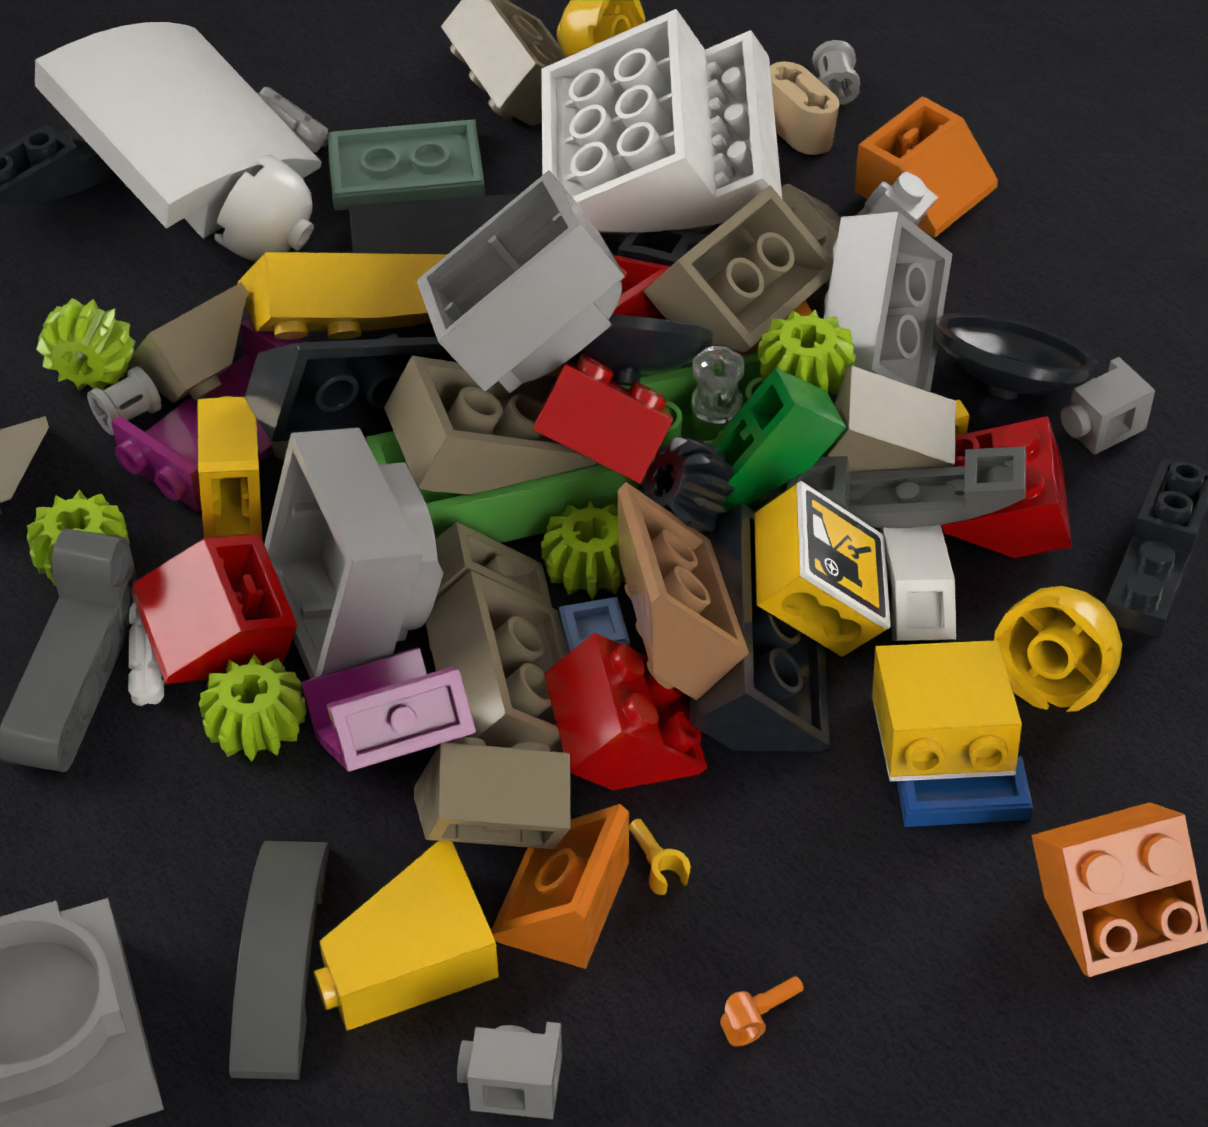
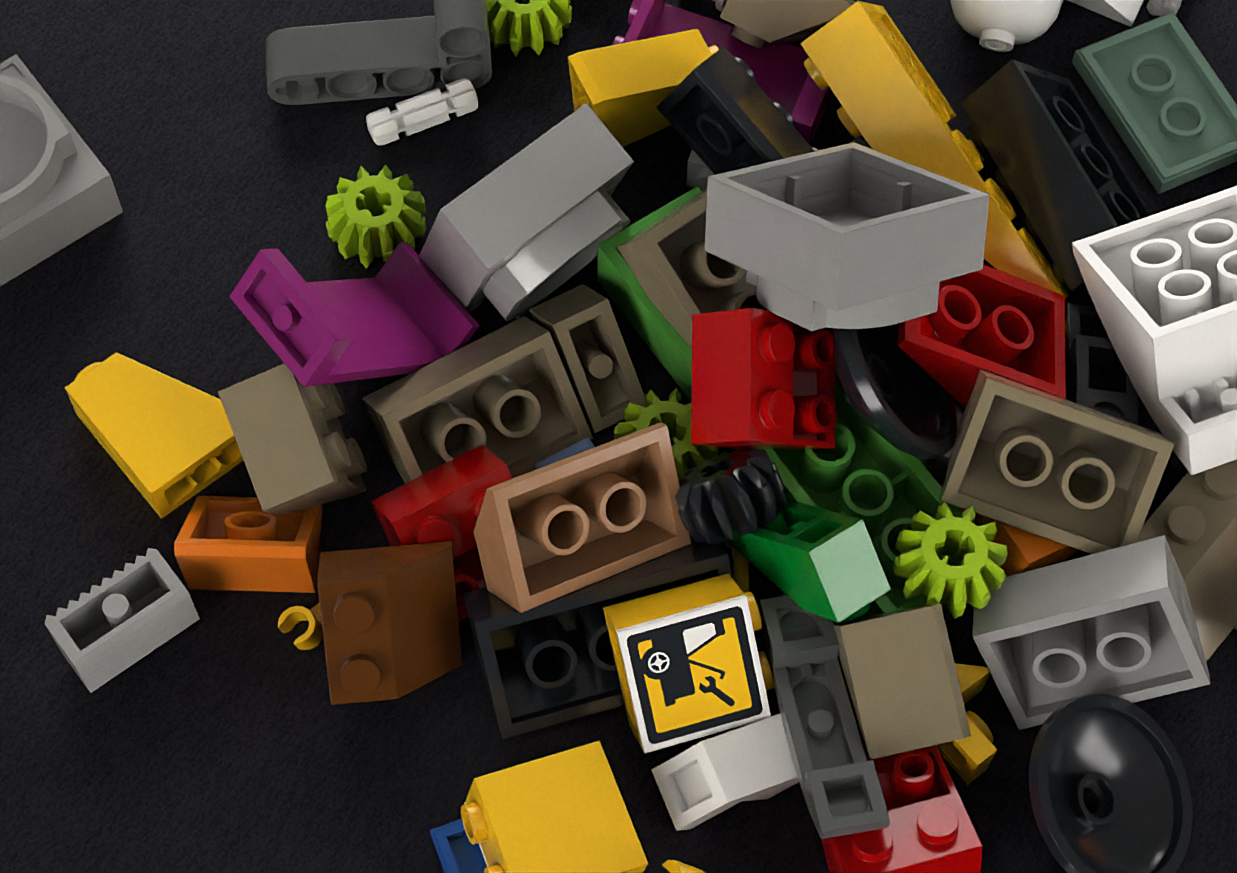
camera: 70 degrees right, 15 degrees up
(214, 607) = (455, 136): red slope -> none
(275, 960) = (126, 323): dark grey slope -> none
(512, 1070) = (47, 555): light grey brick -> none
(622, 1003) = (122, 619): none -> light grey brick
(701, 786) = (388, 619): none -> reddish brown slope
(705, 395) = (877, 466): clear bush -> none
(743, 1012) = (158, 734): orange hand -> none

